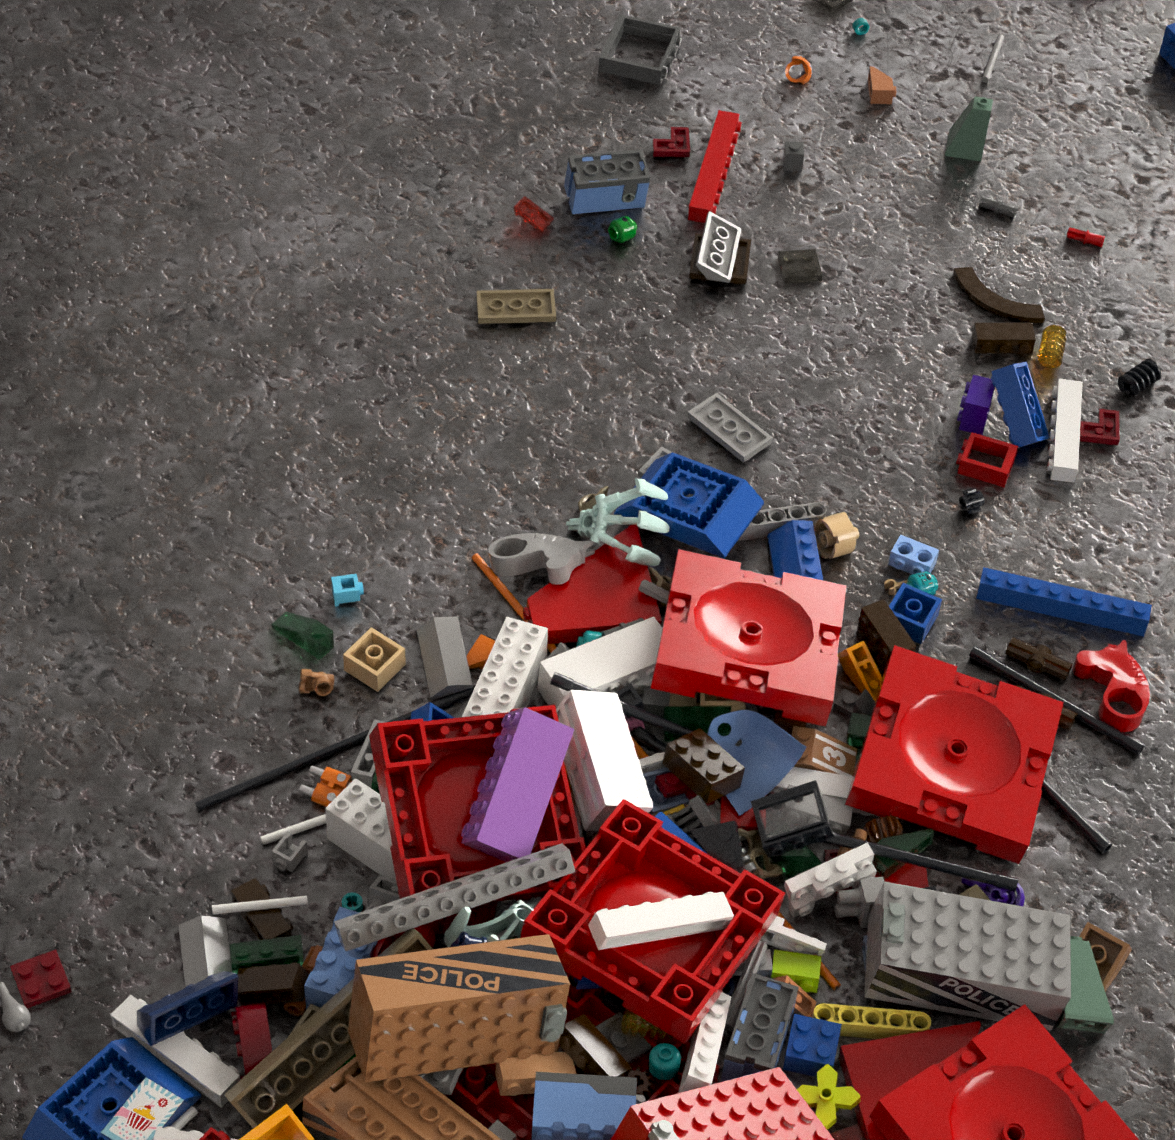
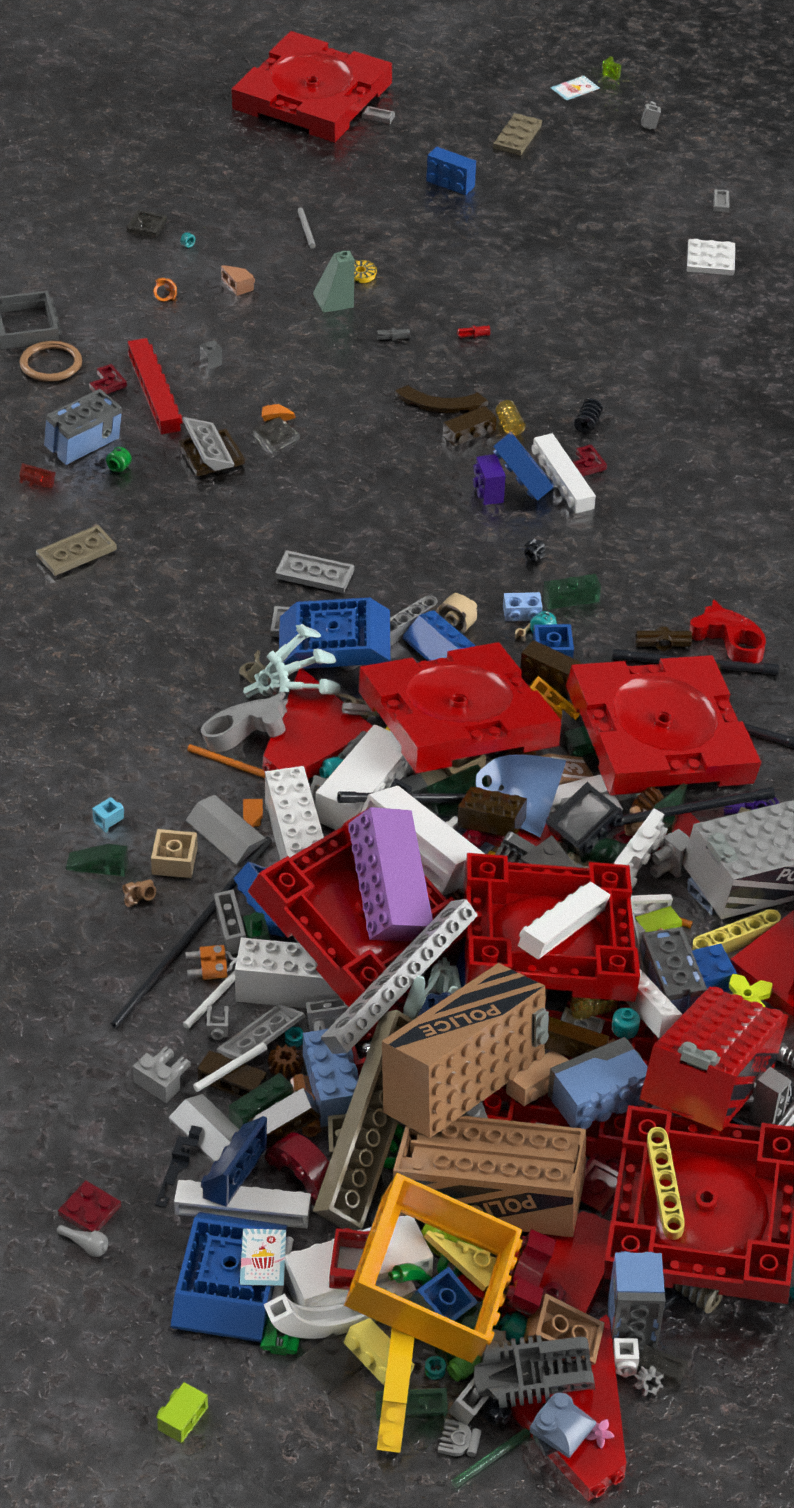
camera: 30 degrees left, 5 degrees down
(157, 970) = (182, 1158): none -> black piece
(191, 878) = (157, 1077): none -> light grey brick
(318, 925) = (285, 1061): none -> reddish brown gear
(323, 882) = (261, 1030): none -> light grey slope
(635, 82) = (50, 345): none -> medium nougat wedge
(815, 241) = (276, 410): none -> orange slope
(969, 560) = (571, 591): none -> clear green brick
(982, 470) = (523, 526): red window -> none
(1011, 119) = (364, 271): none -> tile
(1064, 602) = (651, 592): blue brick -> none

